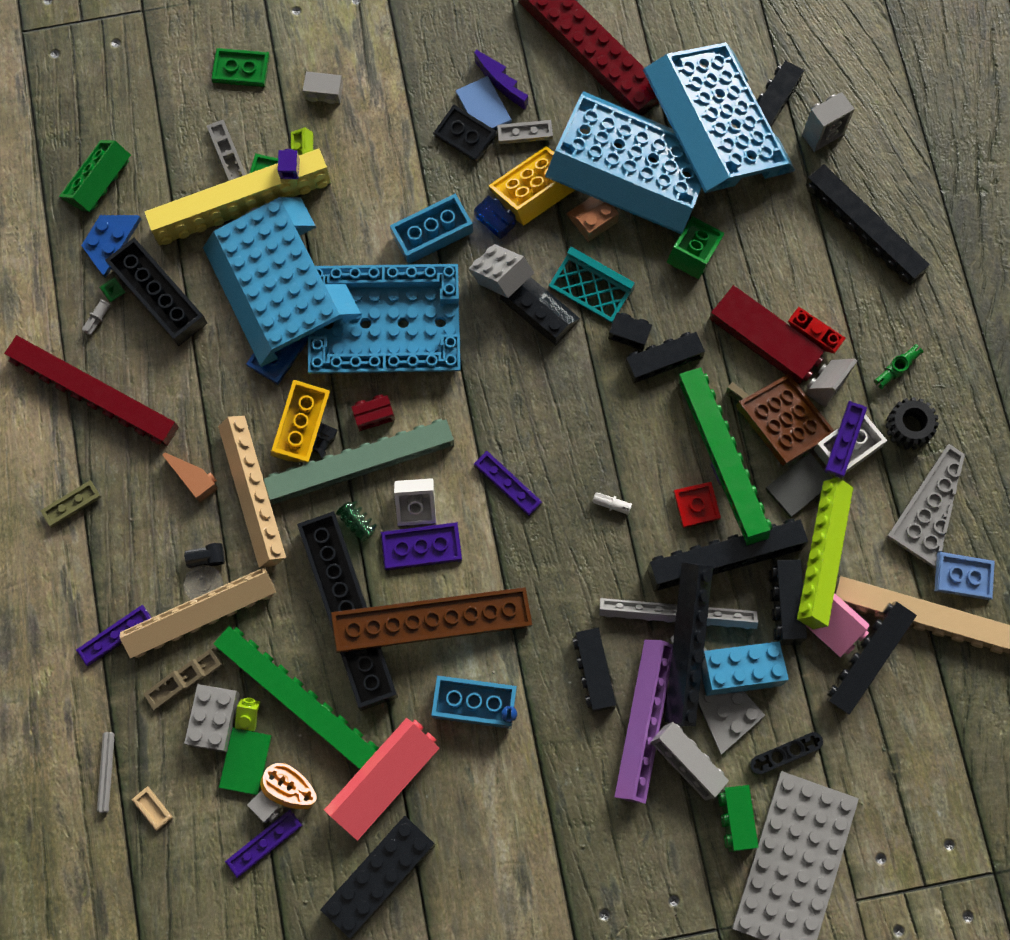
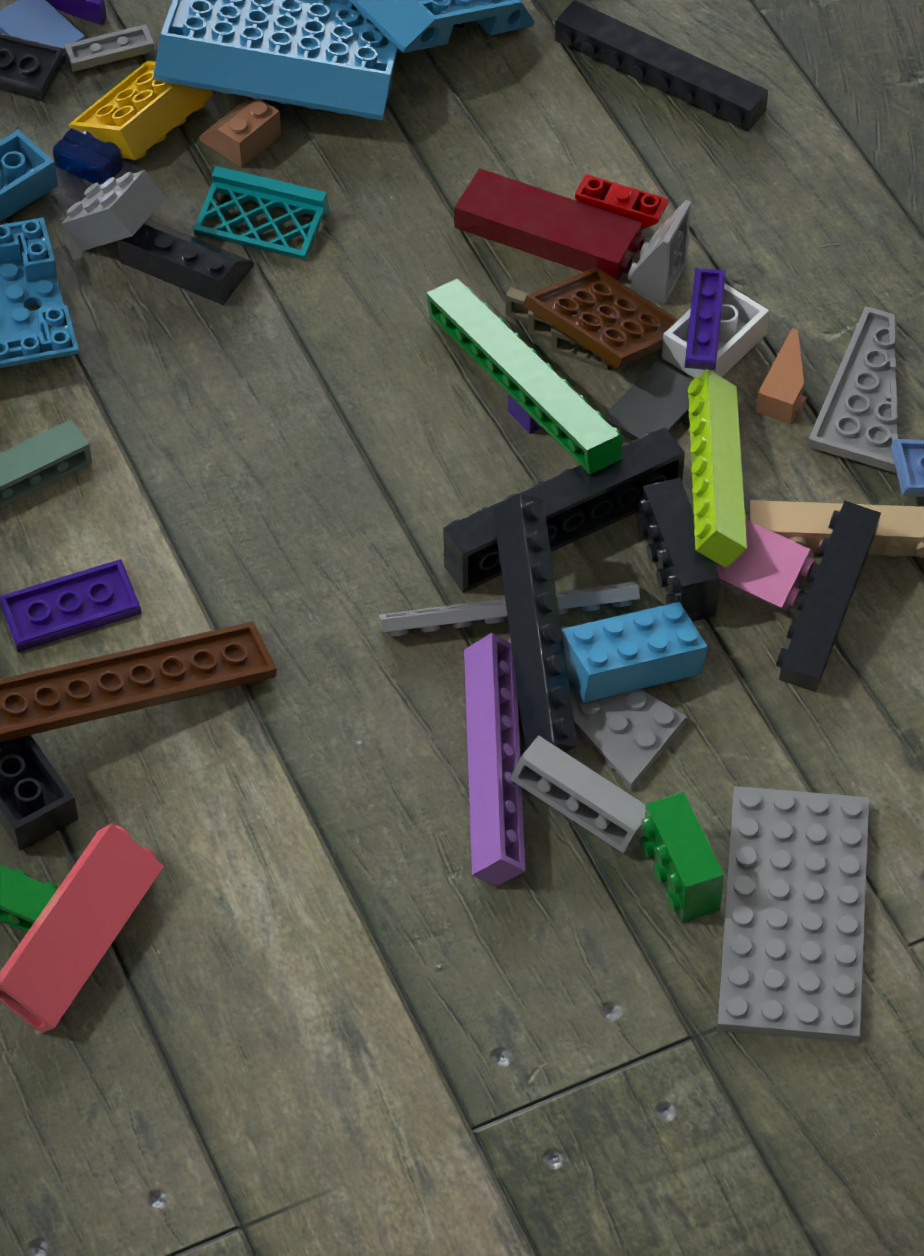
camera: 15 degrees left, 20 degrees down
(377, 877) = (101, 1077): black brick -> none
(415, 502) = (46, 544): white slope -> none
(472, 701) = (206, 790): dark azure brick -> none
(507, 483) = (191, 494): dark purple tile -> none
(513, 714) = (269, 791): blue hinge -> none
(595, 670) = (395, 710): black brick -> none
(612, 503) = (364, 485): white axle -> none
(630, 331) = (335, 260): black brick -> none
(664, 357) = (398, 282): black brick -> none
(695, 247) = (407, 141): green slope -> none
(697, 504) = (500, 460): red plate -> none
(786, 754) = (739, 767): black beam -> none
(884, 491) = (783, 387): none -> nougat slope
(892, 372) = (760, 227): green pin -> none
(922, 413) = (807, 307): black tyre -> none

